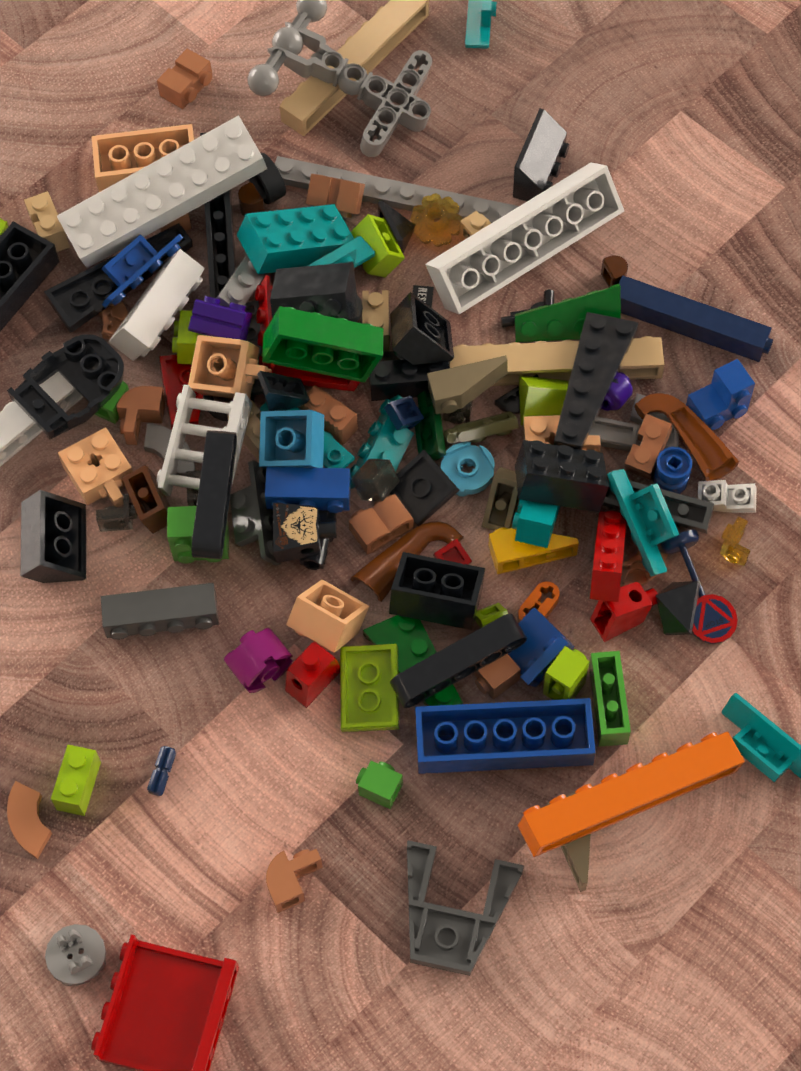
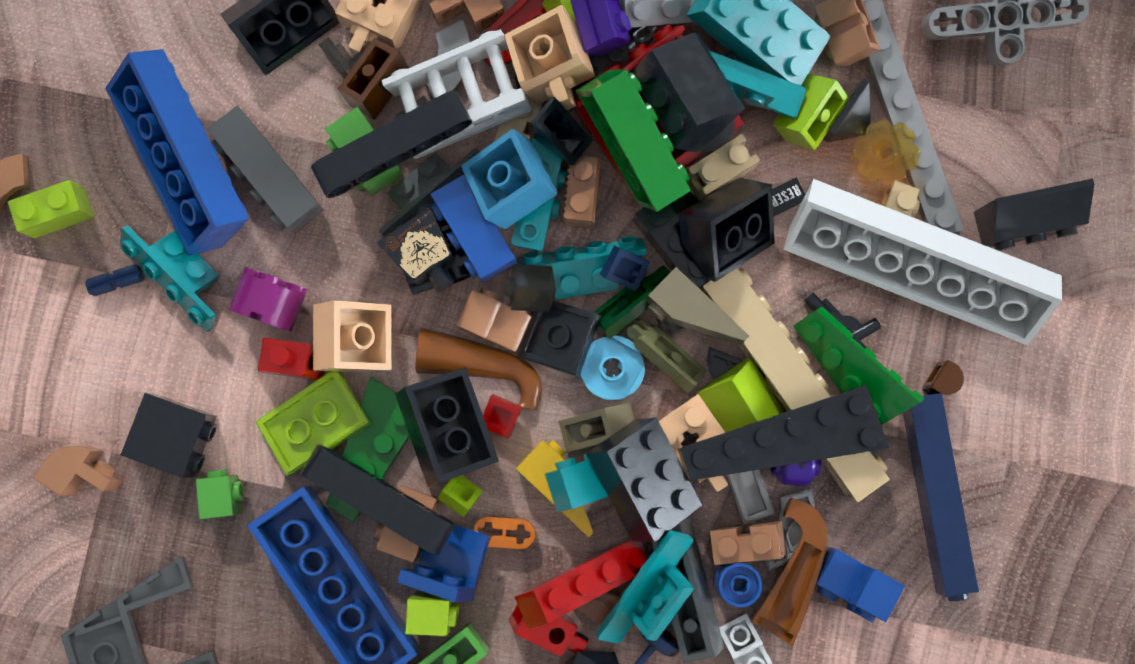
camera: 55 degrees right, 20 degrees up
(103, 658) = (176, 151): none -> blue brick
(187, 722) = (175, 272): none -> teal bracket
(310, 792) = (169, 436): none -> black piece

